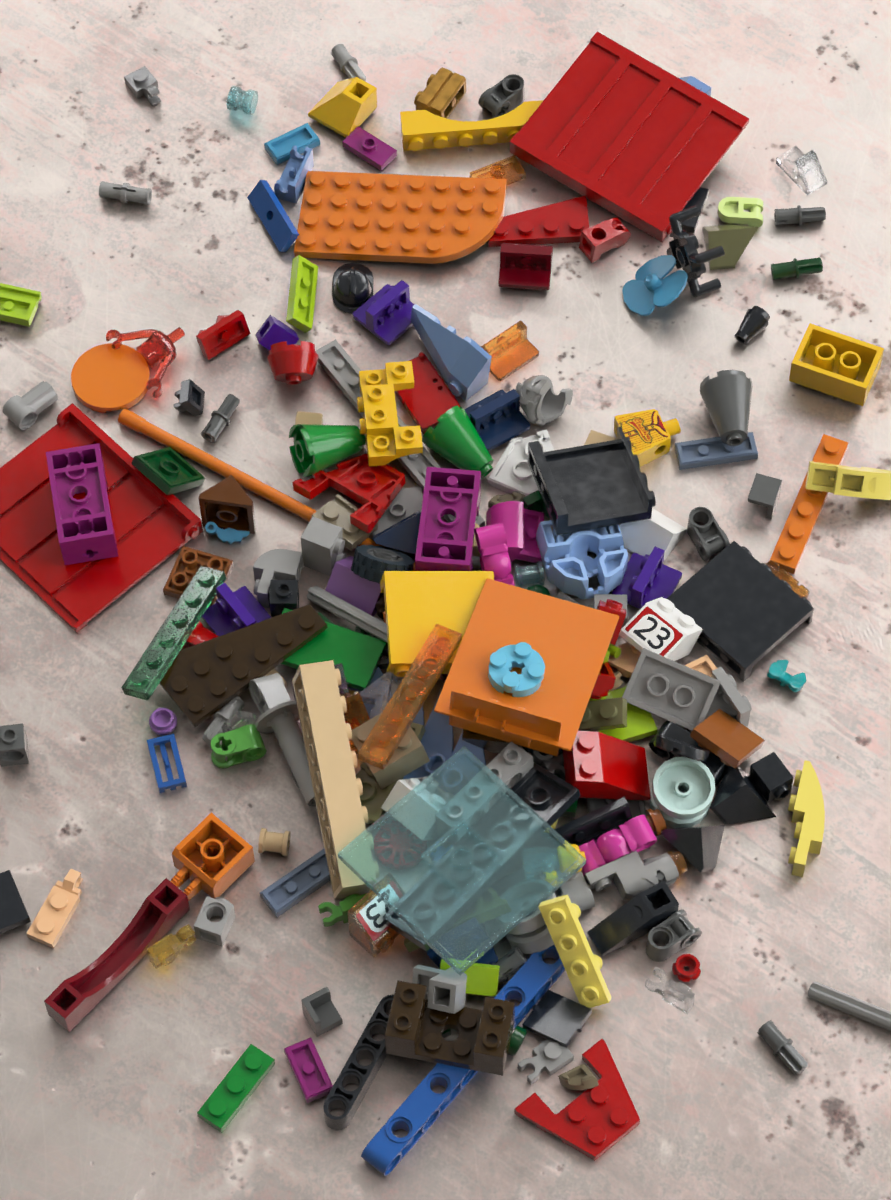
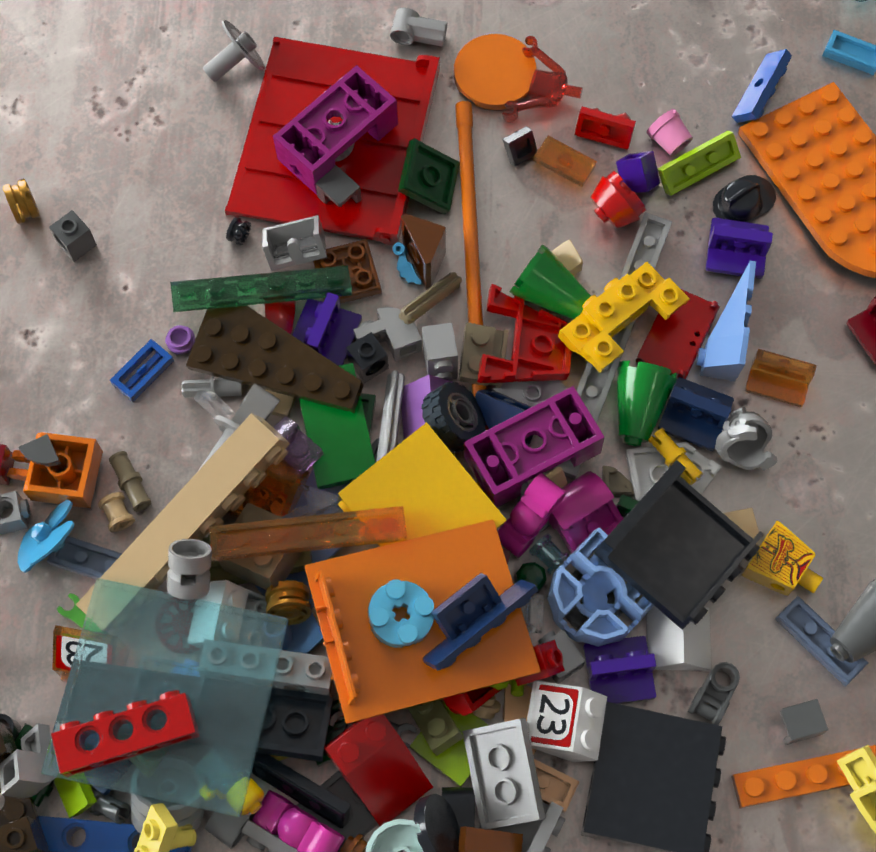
camera: 55 degrees right, 10 degrees up
(103, 628) = (238, 230): none -> black bush
(128, 533) = (337, 187): none -> dark grey panel
(150, 591) = (294, 243): none -> light grey window
(194, 852) = (41, 451): none -> dark grey tile
(220, 418) = (519, 183): dark grey axle -> none
(227, 377) = (565, 161): none -> clear orange plate
(238, 745) = (195, 420): bright green piece -> none
(255, 819) = (130, 481): none -> dark tan pin
(260, 897) = (45, 537): none -> dark azure piece
(263, 296) = (670, 132): none -> bright pink piece
(271, 528) = (430, 298): none -> dark tan axle
(294, 175) = (814, 77): medium blue hinge -> none
(380, 787) = (189, 569): none -> light grey wheel
(442, 748) = (289, 600): none -> pearl gold wheel
(467, 934) = (70, 740): none -> red brick
(513, 450) = (672, 452): none -> yellow pin
(552, 625) = (472, 614): none -> dark blue bracket
(782, 574) = (724, 800): clear orange axle -> none

